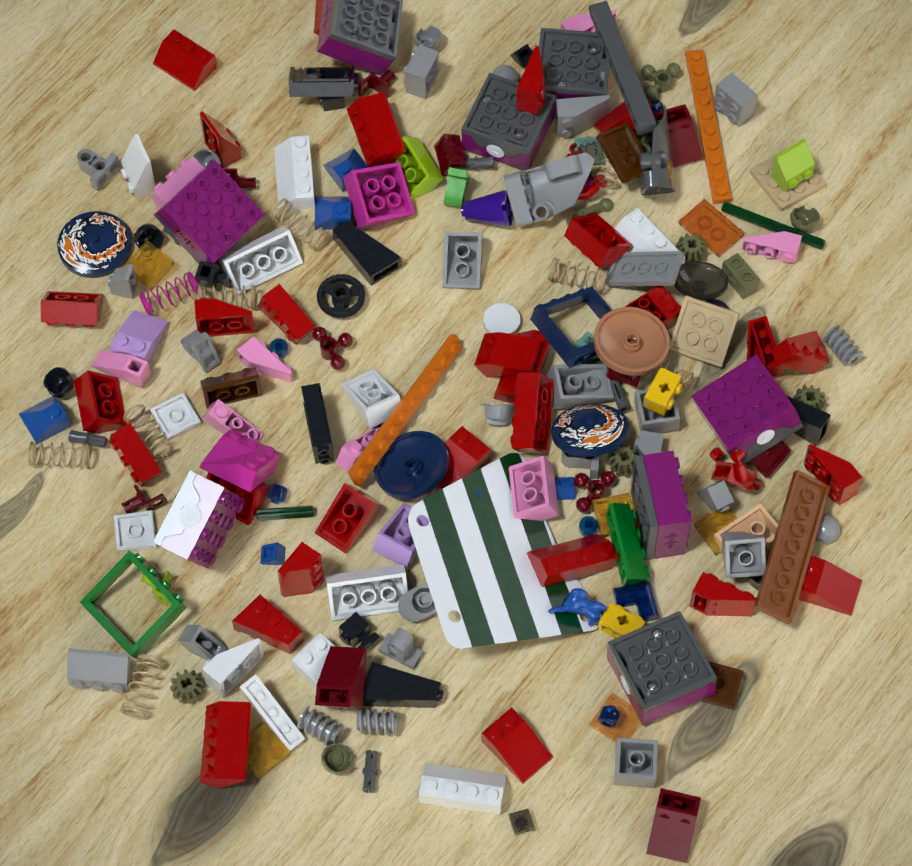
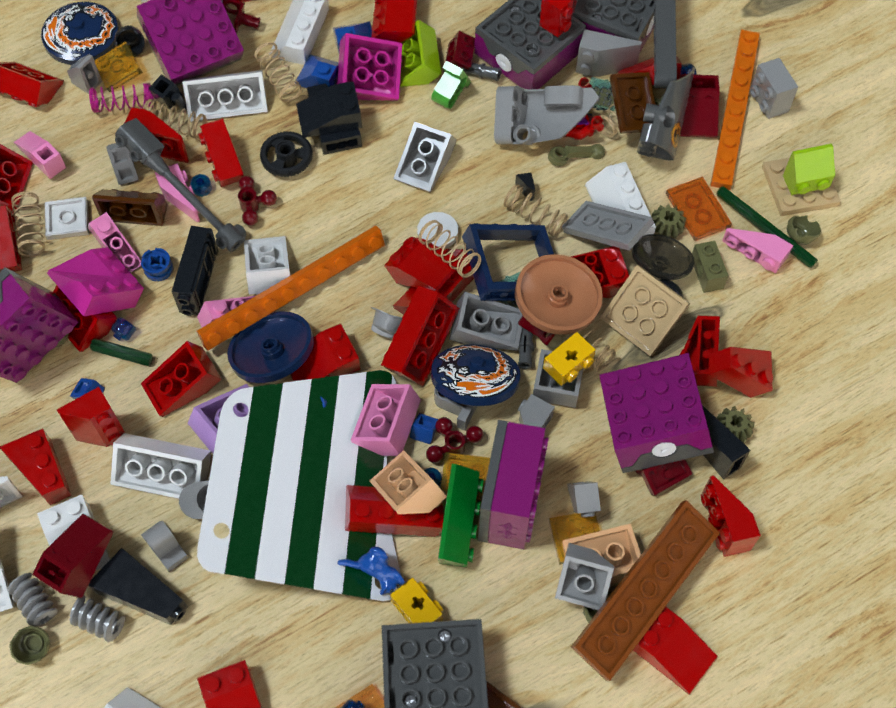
camera: 20 degrees right, 0 degrees up
(139, 336) = (71, 130): lavender slope -> none
(228, 334) = (148, 150): none -> dark grey bar
(282, 435) = (154, 271): none -> blue wheel
(356, 630) = (126, 505): black brick -> none
(366, 245) = (330, 111): none -> black slope
(370, 771) = (62, 673): dark grey pin -> none
(489, 209) = (473, 117): dark purple cone -> none
(548, 341) = (438, 233): none -> tan piece
(560, 253) = (526, 181): none -> black slope
(578, 534) = (407, 486): none -> light nougat slope
(597, 239) = (570, 180): red slope -> none
(616, 460) = (498, 412): olive gear -> none
(639, 595) = (453, 579): clear blue brick -> none
(661, 79) = (705, 47): olive piece -> none
(720, 598) = (539, 618): red slope -> none
(736, 473) = (615, 478): red torso -> none
(829, 529) = (700, 581): light grey hair -> none
(841, 346) = (792, 378): light grey piece -> none

